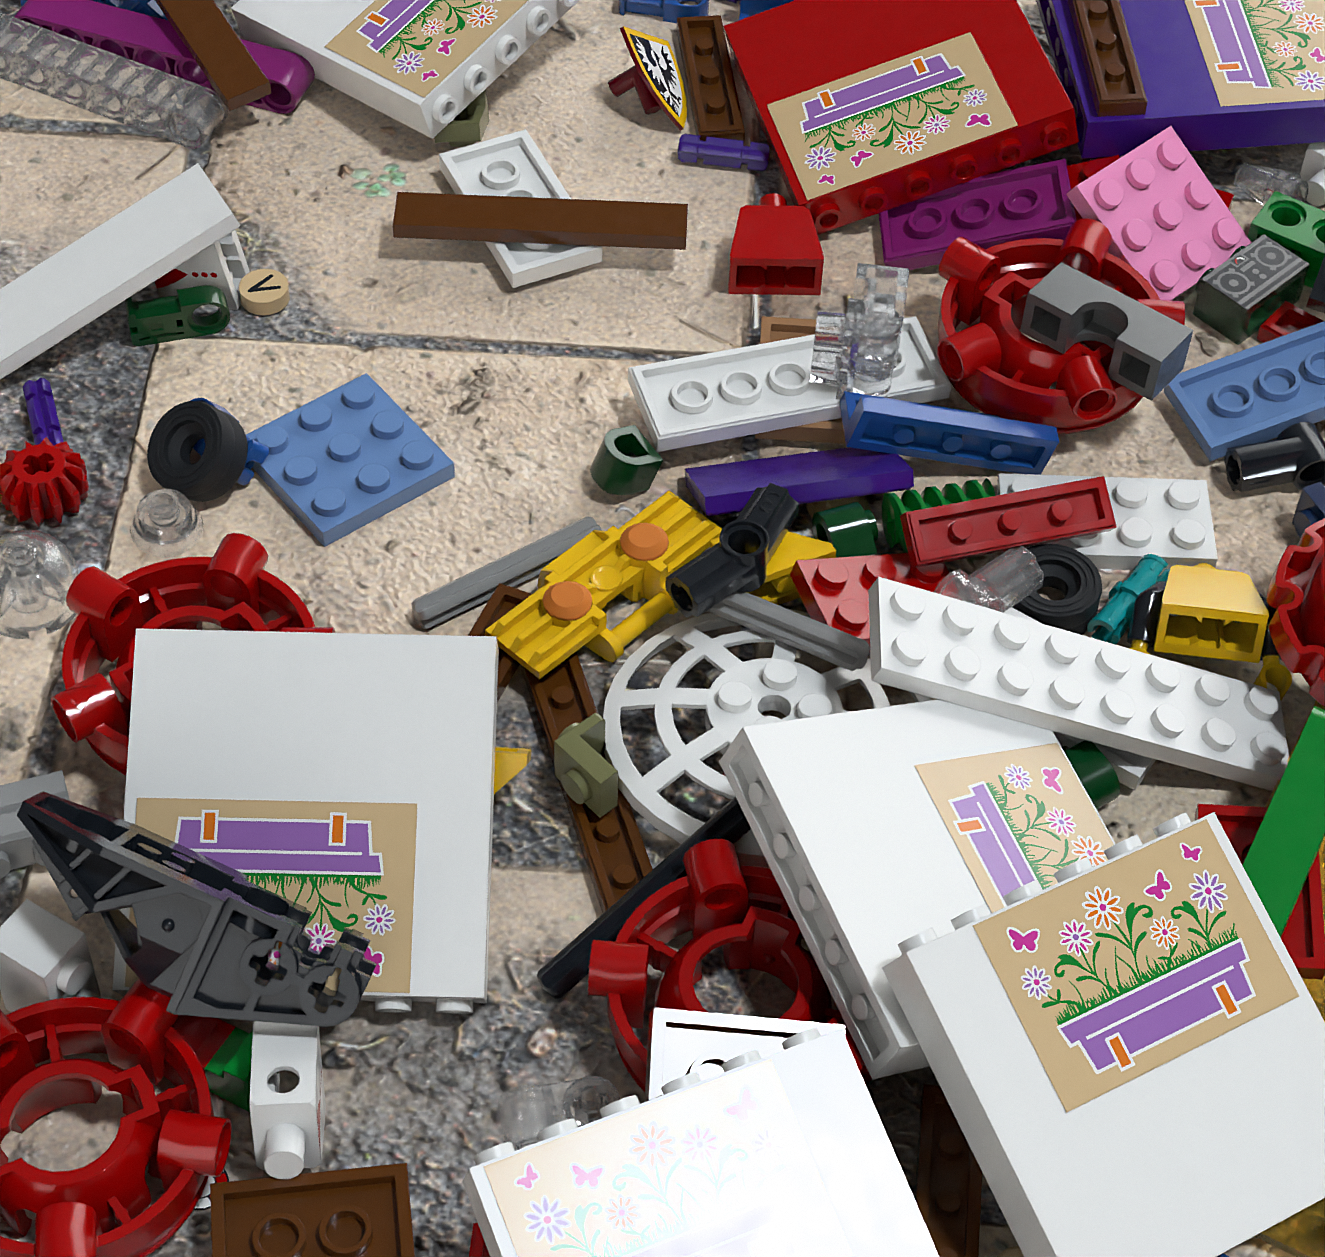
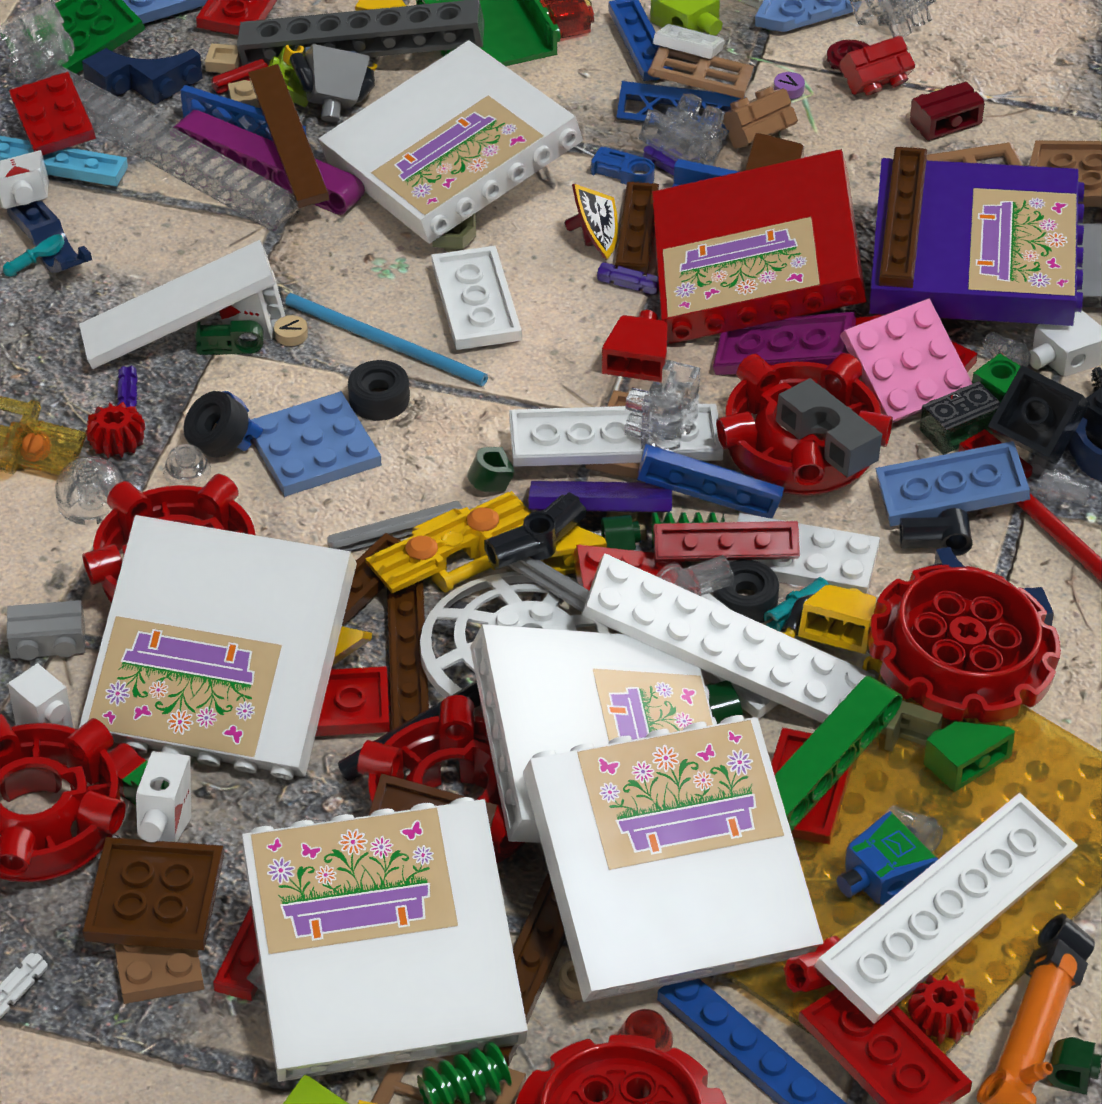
camera: 15 degrees right, 5 degrees down
(198, 922) = (129, 690): black connector -> none
(407, 286) = (387, 339): none -> dark azure piece
(421, 386) = (378, 375): none -> black tyre
(538, 866) = (355, 702): none -> red plate
(540, 220) = (484, 307): reddish brown tile -> none
(582, 768) = (400, 646): olive bracket -> none

